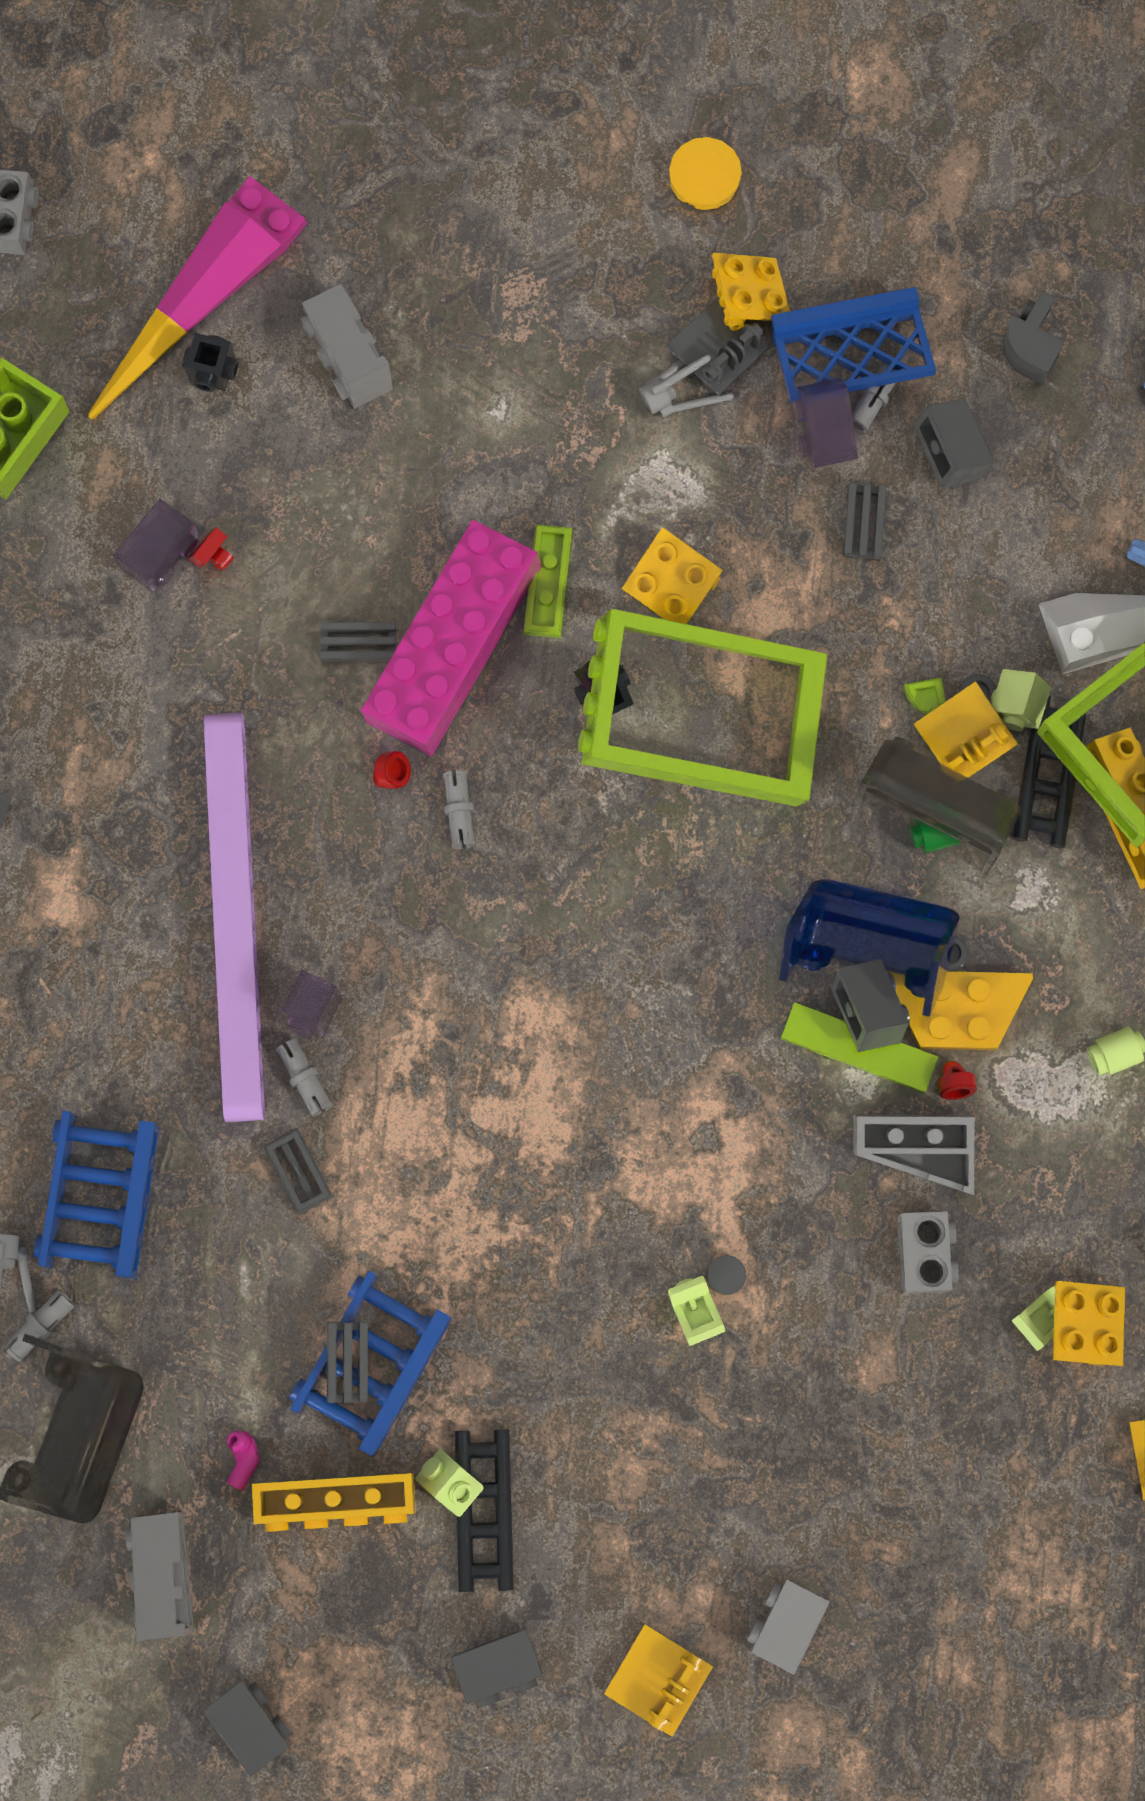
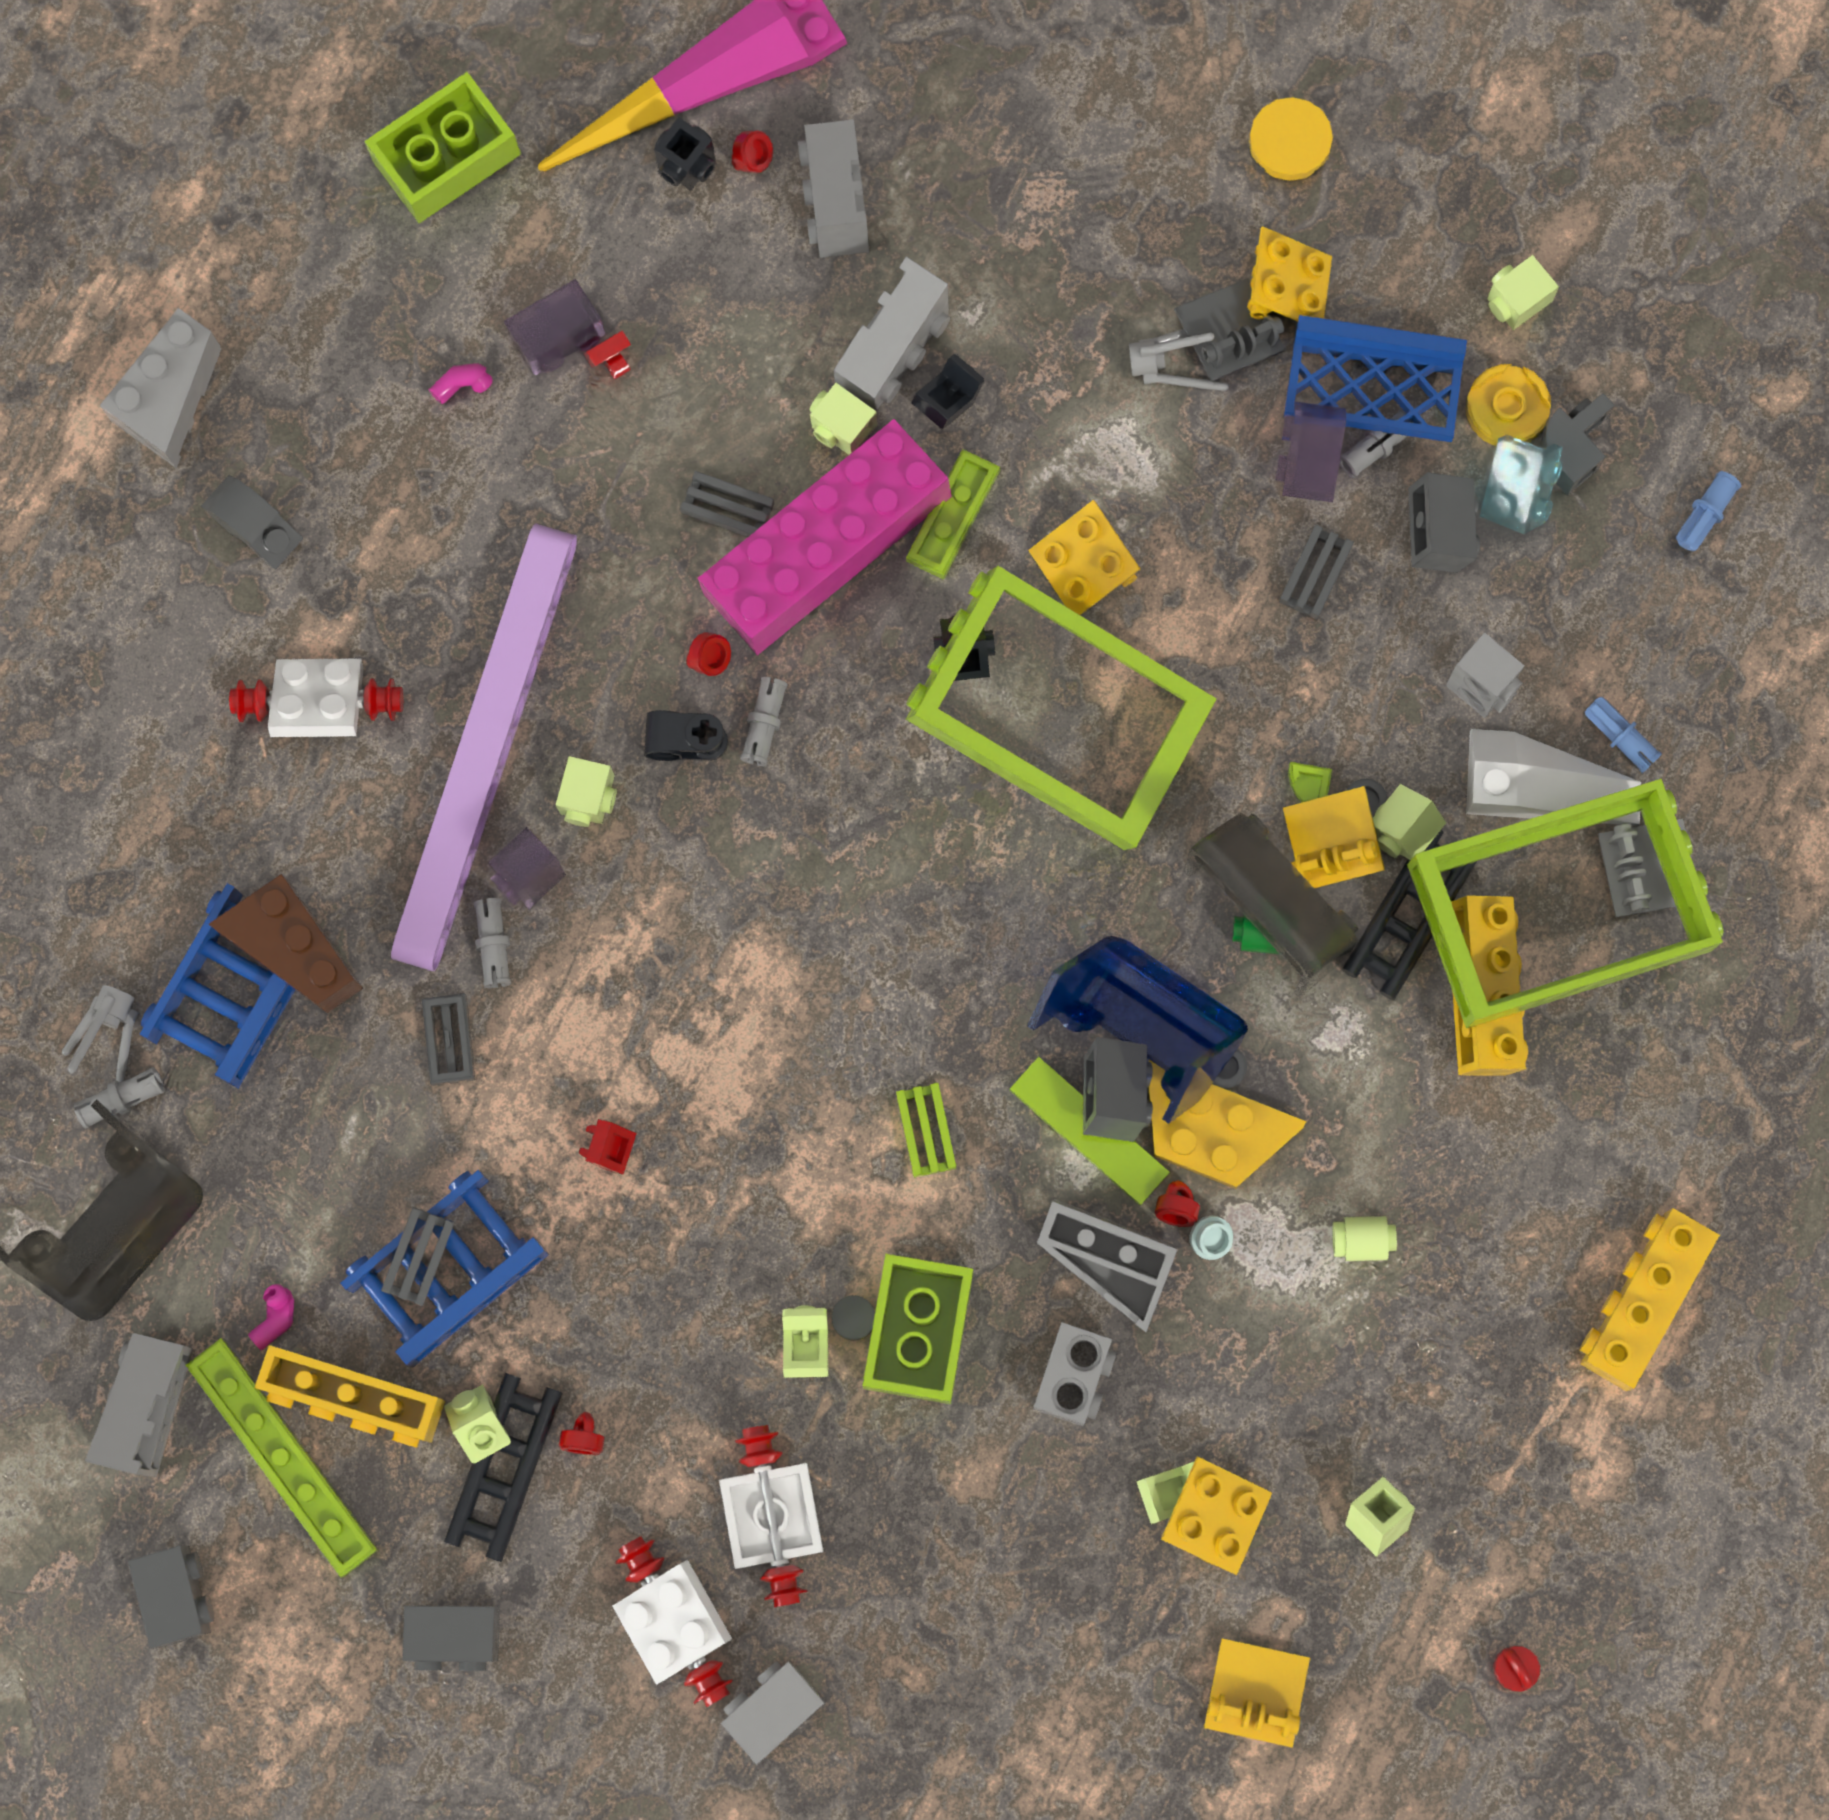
camera: 25 degrees right, 0 degrees up
(75, 928) = (315, 698): none -> white plate
(92, 614) = (461, 376): none -> dark pink arm
(138, 1141) = (290, 943): none -> reddish brown wedge
(264, 341) = (752, 152): none -> red tile
(295, 1574) = (282, 1458): none -> lime tile
(334, 922) = (586, 792): none -> yellowish green brick
(394, 847) = (677, 735): none -> black piece
(426, 536) = (841, 419): none -> yellowish green brick
(444, 451) = (895, 336): none -> light grey wedge
(469, 1210) = (609, 1146): none -> red tile
(507, 481) = (949, 392): none -> black bracket
(541, 1464) = (582, 1439): none -> red tile
(658, 1680) = (615, 1715): yellow hinge -> none
(677, 1584) = (672, 1622): none -> white plate
(707, 1070) = (918, 1094): none -> lime tile
(723, 1465) = (771, 1516): none -> white plate
(785, 1263) = (918, 1328): none -> lime brick
(942, 232) = (1521, 292): none -> yellowish green brick
(966, 329) = (1509, 403): none -> yellow tile
(993, 1097) = (1211, 1237): none -> light aqua plate
(1005, 389) = (1521, 484): none -> clear light blue bracket
(1039, 556) = (1486, 676): none -> light grey brick

